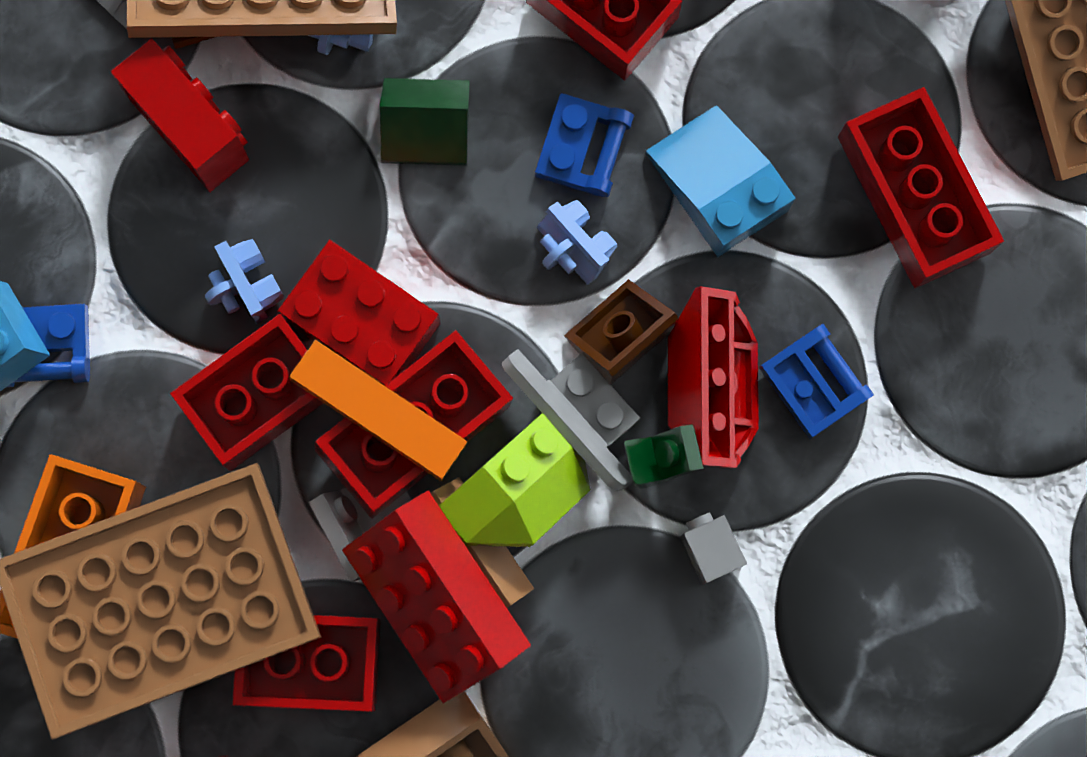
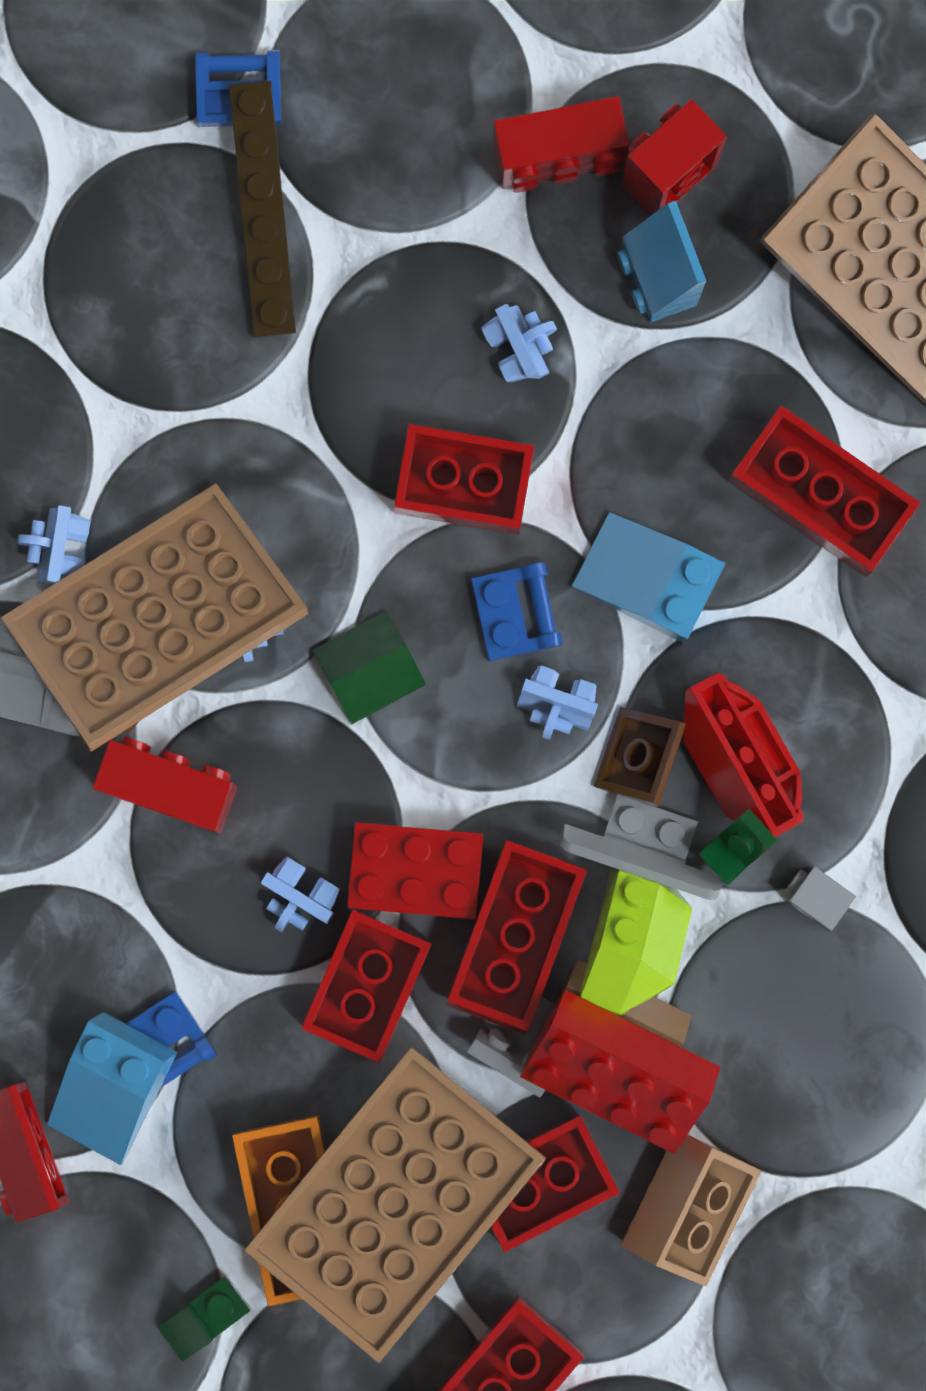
camera: 25 degrees left, 5 degrees up
(378, 410) = (484, 946): orange tile -> none
(806, 390) = (822, 718): blue plate -> none

